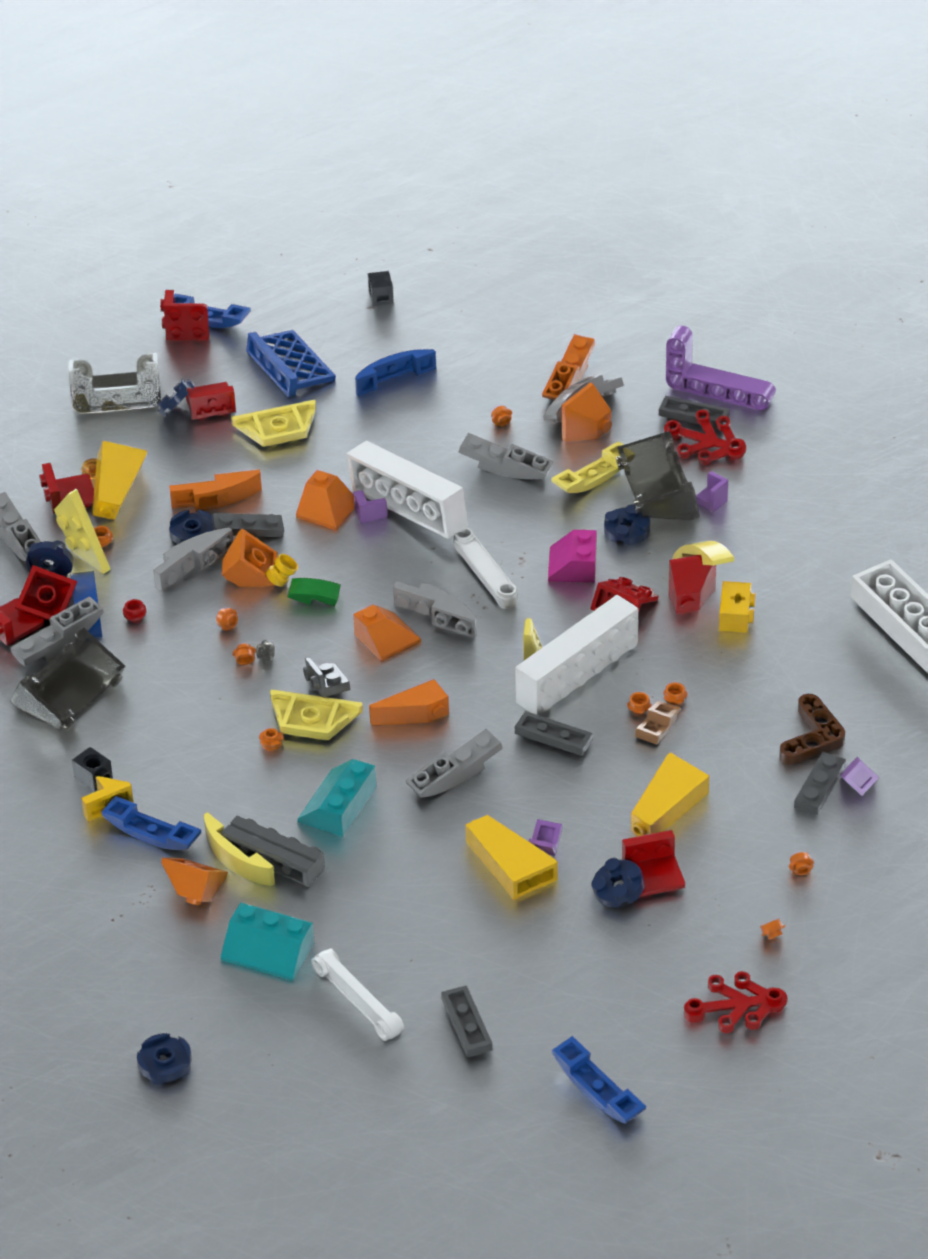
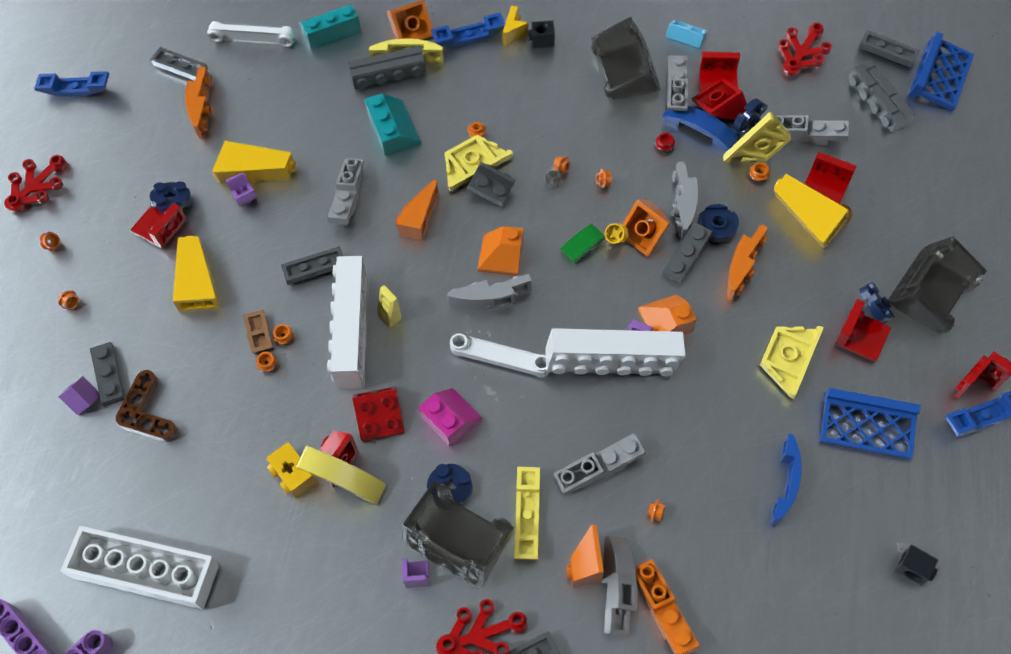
camera: 135 degrees right, 20 degrees up
(498, 957) = (196, 101): none -> orange slope

